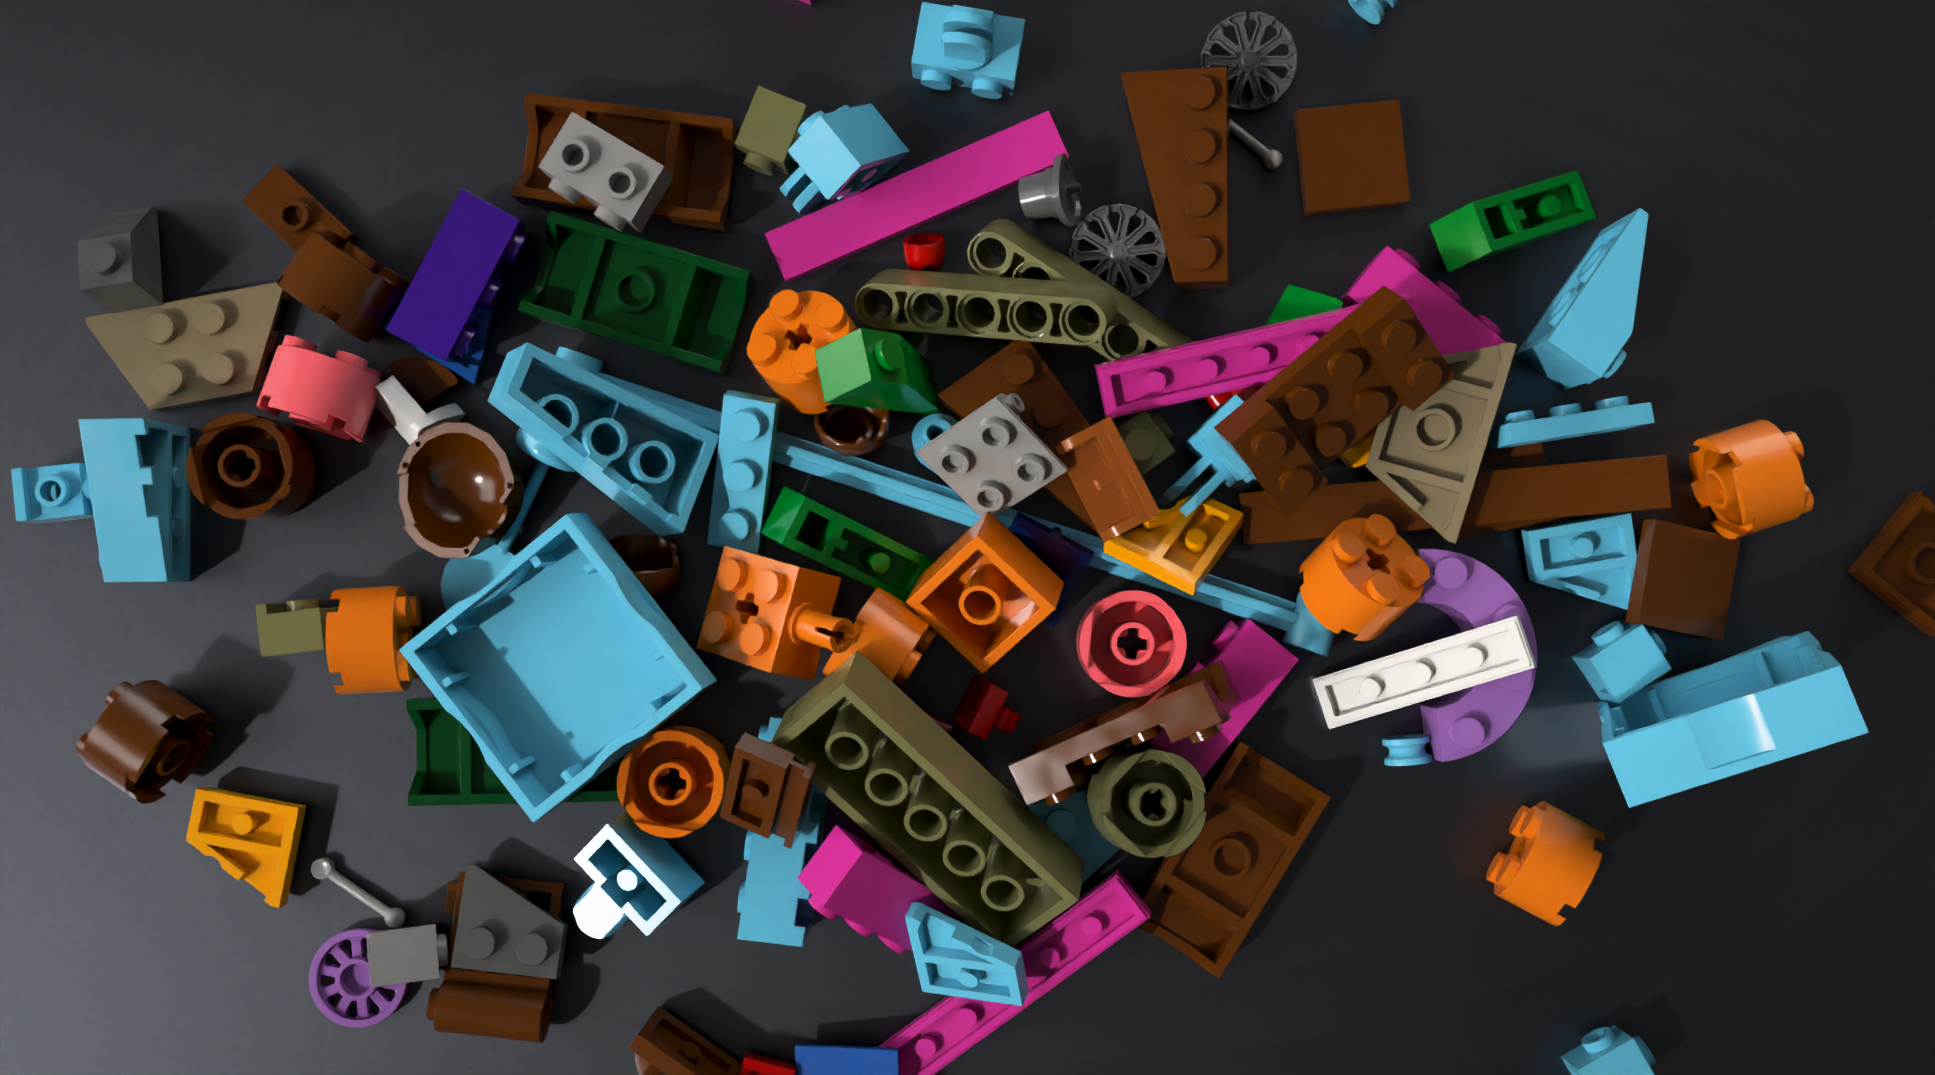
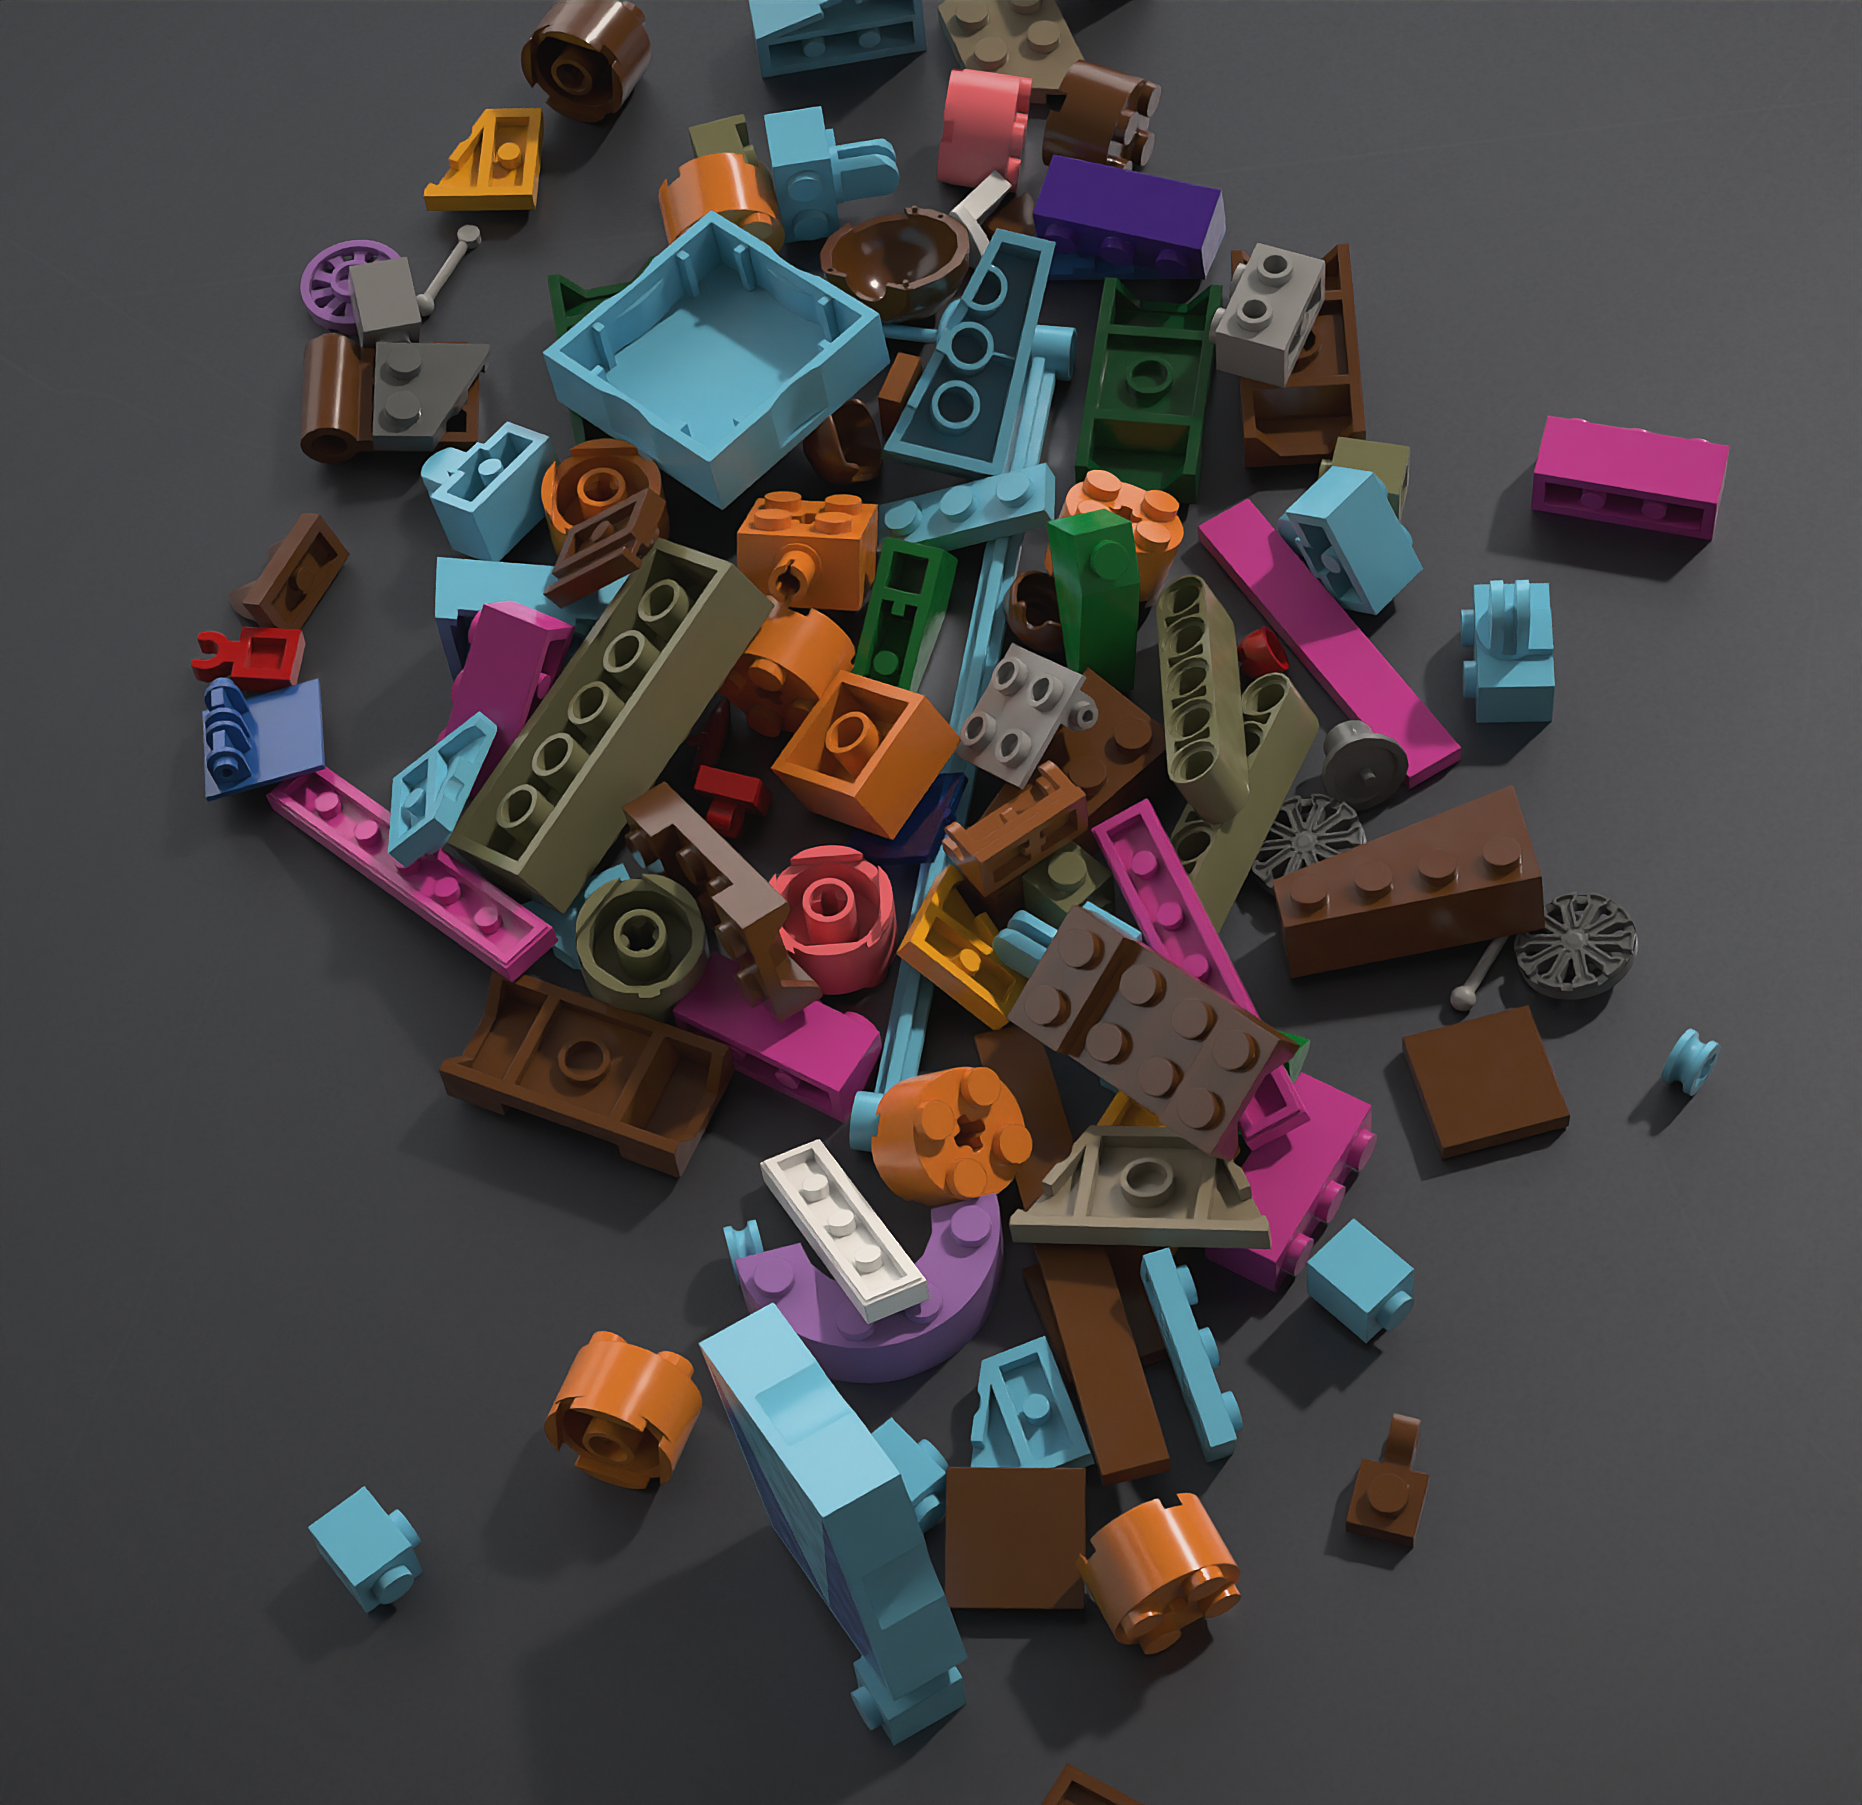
camera: 85 degrees right, 30 degrees down
(239, 441) = (890, 88): reddish brown brick -> none
(291, 209) = (1185, 83): reddish brown plate -> none
(345, 547) = (817, 175): none -> medium azure brick
(596, 508) = (898, 389): none -> dark orange tile
(1511, 220) = (1452, 1272): green slope -> none
(1526, 284) = (1361, 1281): none -> medium azure brick
(1593, 311) = (1346, 1348): medium azure slope -> none
(1681, 299) = (1390, 1494): none -> reddish brown plate

